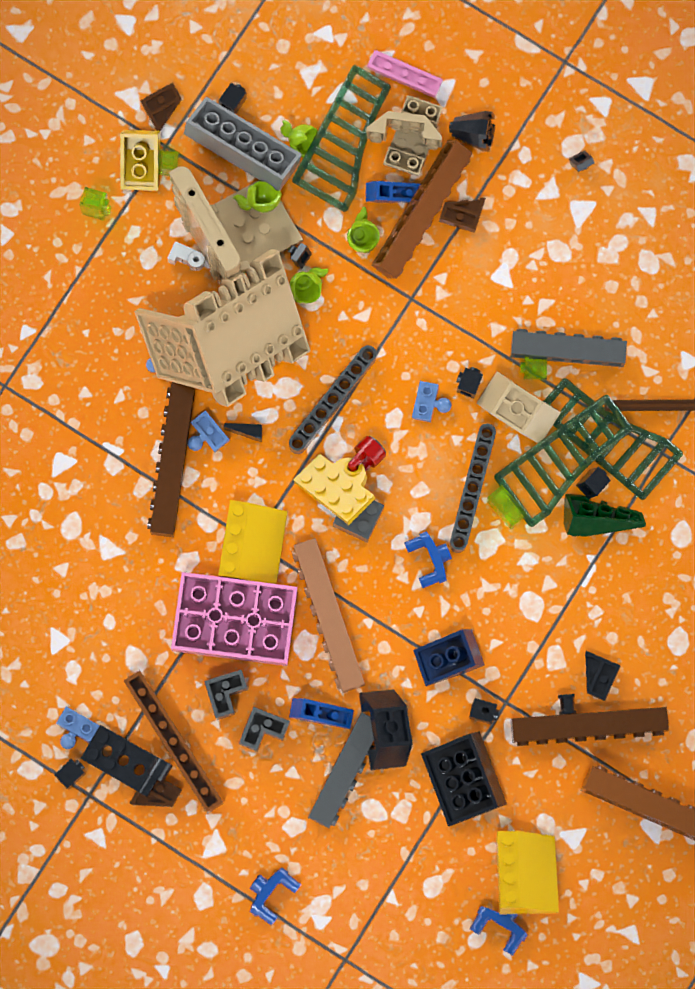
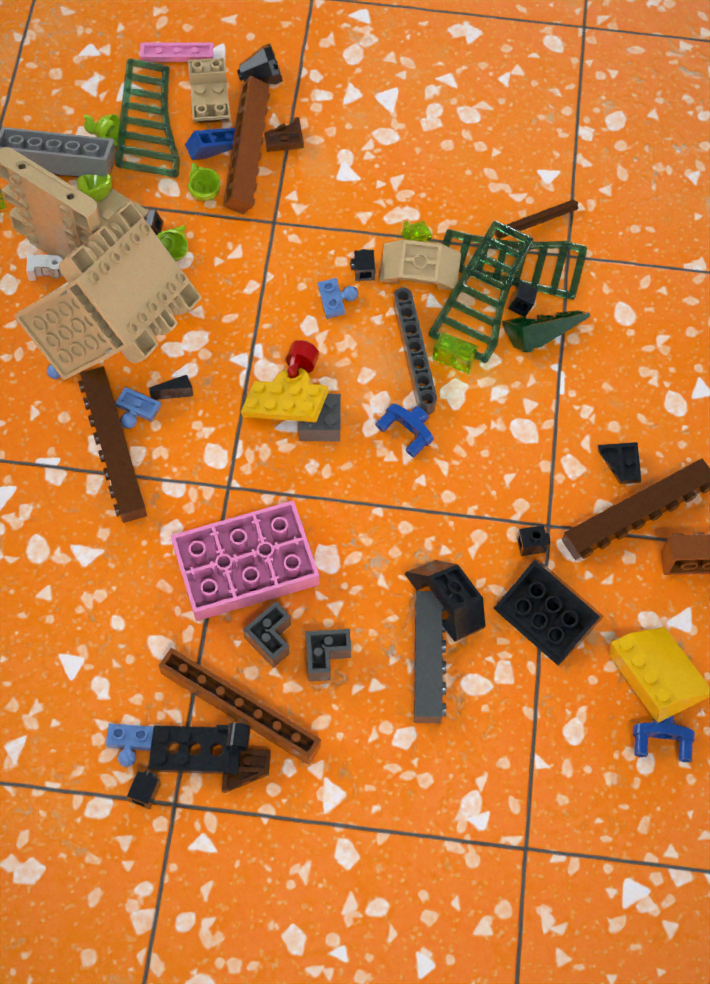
camera: 25 degrees left, 15 degrees down
(233, 97) = (29, 120): black brick -> none
(252, 542) = (226, 481): yellow slope -> none
(264, 888) = (406, 812): blue connector -> none
(321, 713) = (370, 613): blue slope -> none
(329, 616) = (337, 519): nougat brick -> none
(334, 390) = (243, 337): dark grey beam -> none
(378, 129) = (200, 76): tan slope -> none
(449, 657) = (472, 506): dark blue slope -> none
(566, 704) = (606, 497): black bush -> none
(568, 348) = (438, 203): dark grey brick -> none
(581, 161) = (368, 59): plate -> none

